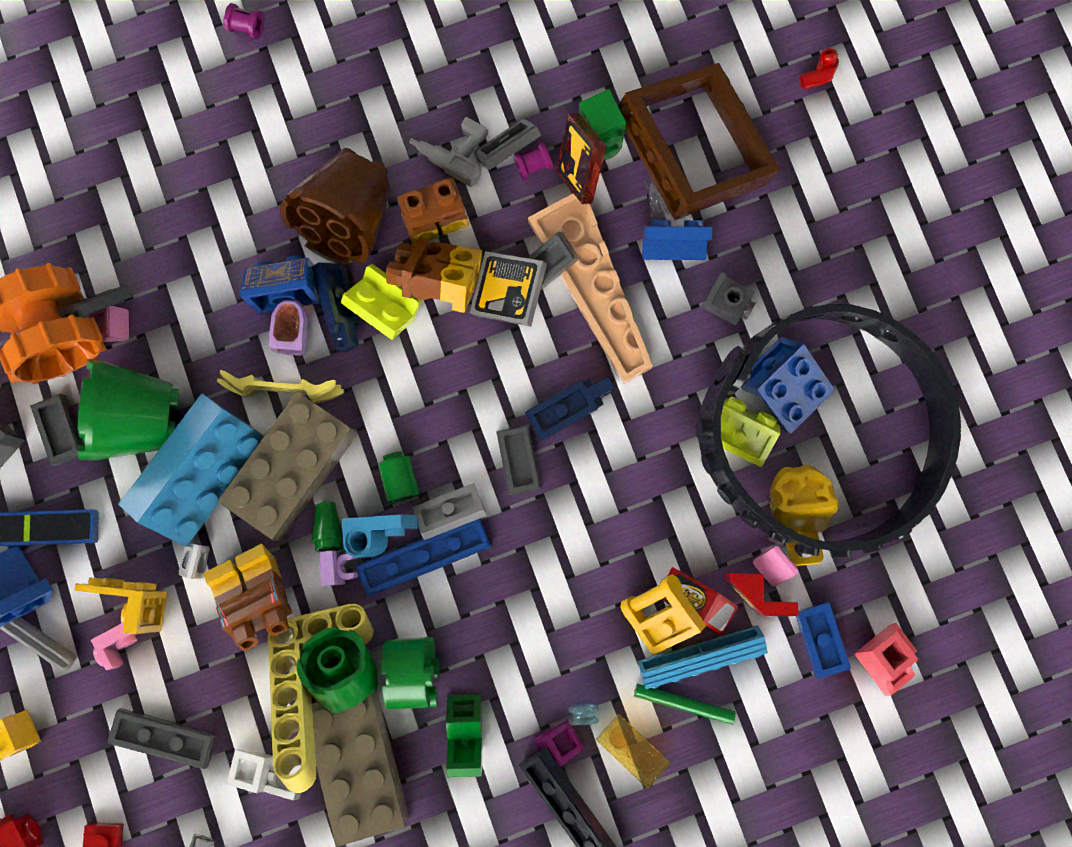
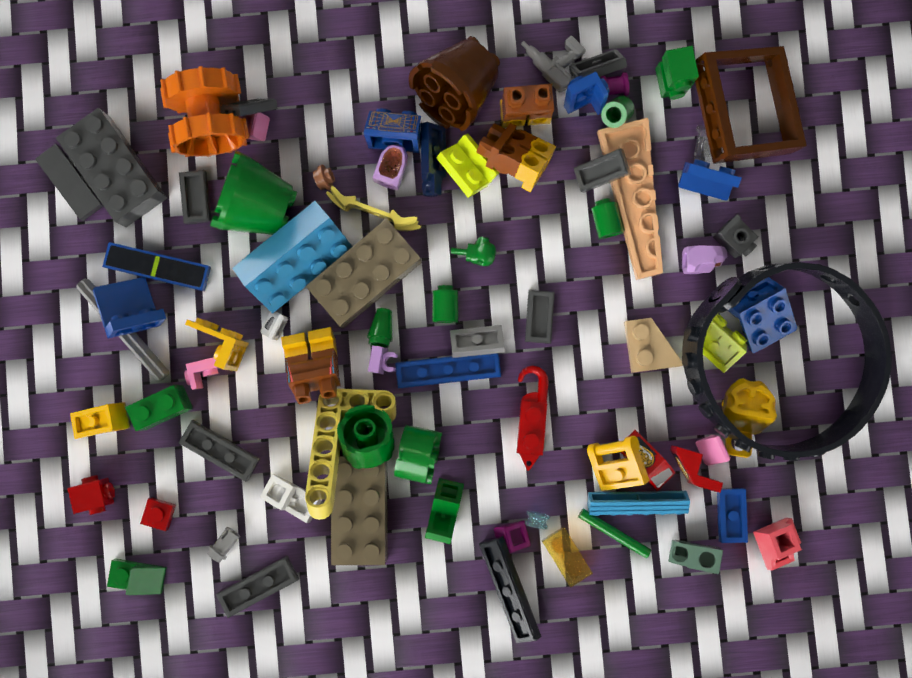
camera: 15 degrees right, 5 degrees up
(71, 705) = (159, 407): none -> green brick
(210, 363) = (323, 177): none -> nougat plate
(377, 531) = (419, 341): dark azure plate -> none
(425, 403) = (480, 253): none -> green piece
(498, 176) = (585, 91): none -> blue bracket
(508, 288) = (568, 181): tile -> none
(543, 587) = (532, 418): none -> red plate
(544, 190) = (617, 111): none -> green brick
(567, 320) = (607, 219): none -> green brick
(568, 407) = (588, 286): dark blue hinge -> none
(581, 158) = (654, 94): tile -> none
(661, 460) = (648, 347): none -> tan wing
(695, 336) = (702, 258): none -> lavender rock
(792, 704) = (696, 556): none -> sand green leg
(824, 71) = (864, 74): red arm -> none

